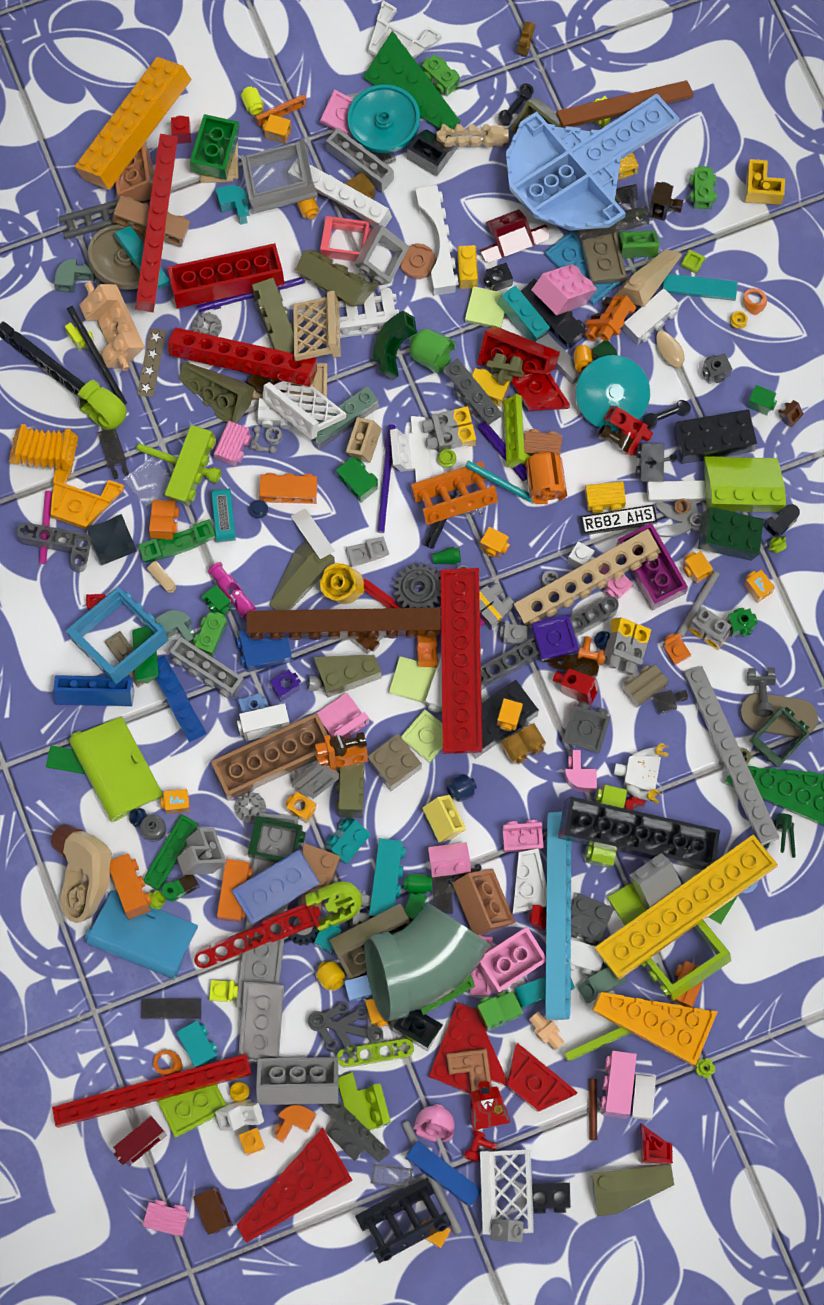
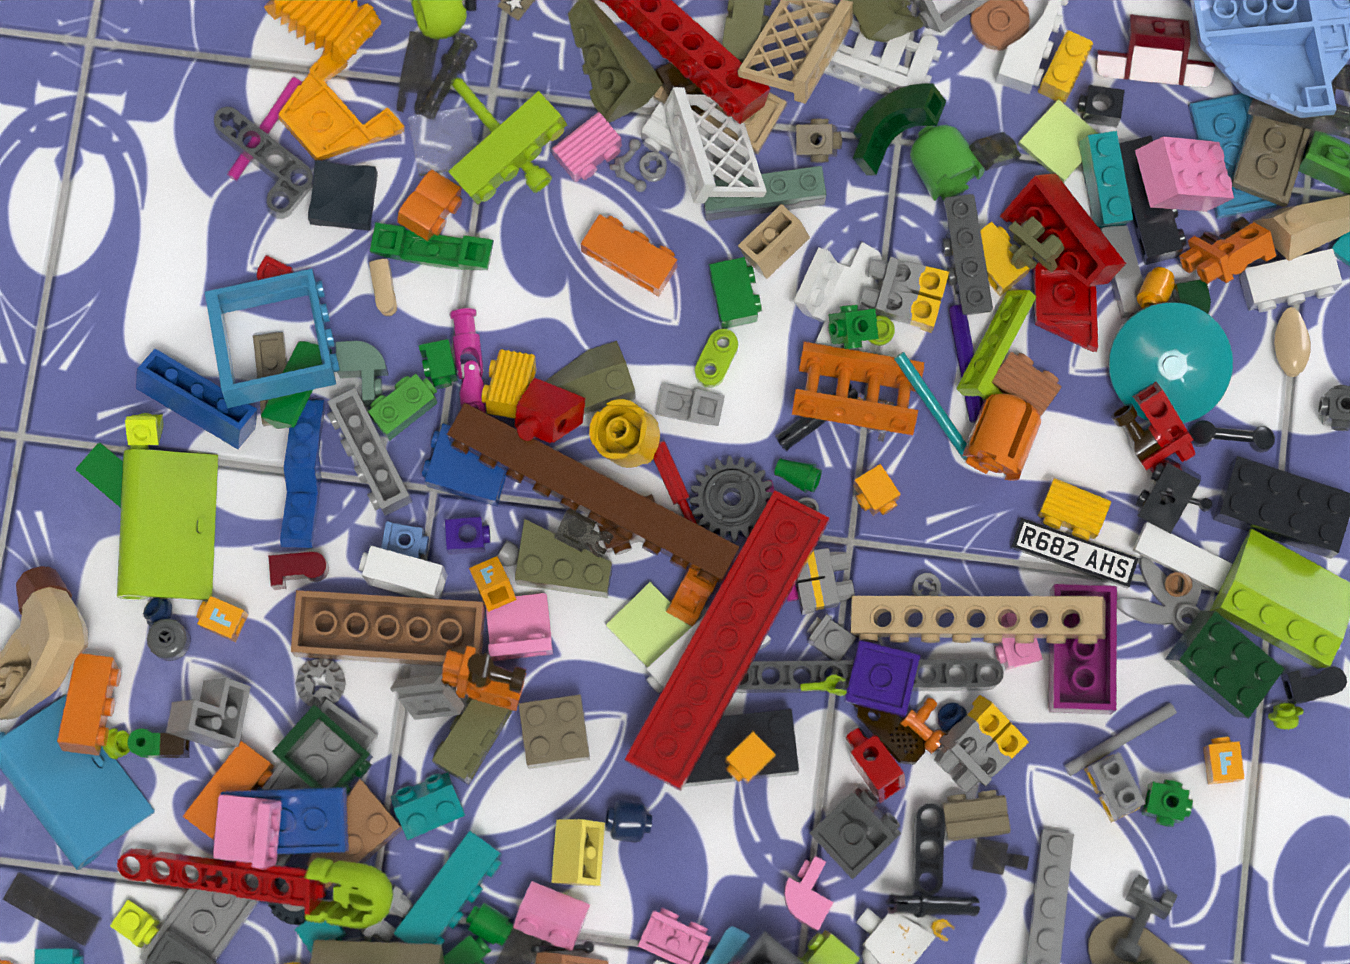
camera: 30 degrees right, 5 degrees up
(74, 722) = (144, 429): none -> neon yellow bracket
(132, 438) = (453, 63): none -> clear smoke pin
(169, 852) = (174, 686): green tile -> none
(206, 748) = (296, 566): none -> dark red leg
(223, 515) = (517, 244): teal beam -> none
(258, 509) = (572, 261): dark blue plate -> none
(258, 901) = (247, 830): none -> bright pink bracket
(263, 590) = (509, 381): none -> yellow brick
(294, 592) = (548, 412): none -> red torso
(305, 814) = (391, 736): light orange brick -> none
(312, 533) = (625, 339): white sticker -> none
(315, 701) = (492, 583): none -> light orange brick
(347, 647) = (579, 532): none -> clear smoke plate
(353, 368) = (808, 136): none -> dark tan brick
(367, 518) = (717, 357): none -> lime plate
(385, 481) = (771, 320): dark purple bar -> none
(425, 736) = (619, 715): yellowish green tile -> none
(429, 464) = (852, 326): none -> green brick
(455, 330) = (995, 150): none -> clear smoke plate
(523, 744) = (752, 806): pearl gold brick -> none
(528, 656) = (829, 685): none -> lime hand
(580, 555) = (989, 578): white brick -> none
(626, 707) = (928, 834): none -> black beam
(643, 744) = (920, 904): none -> black pin
(676, 648) = (1050, 787): orange bracket -> none
(697, 566) = (1148, 684): light orange brick -> none

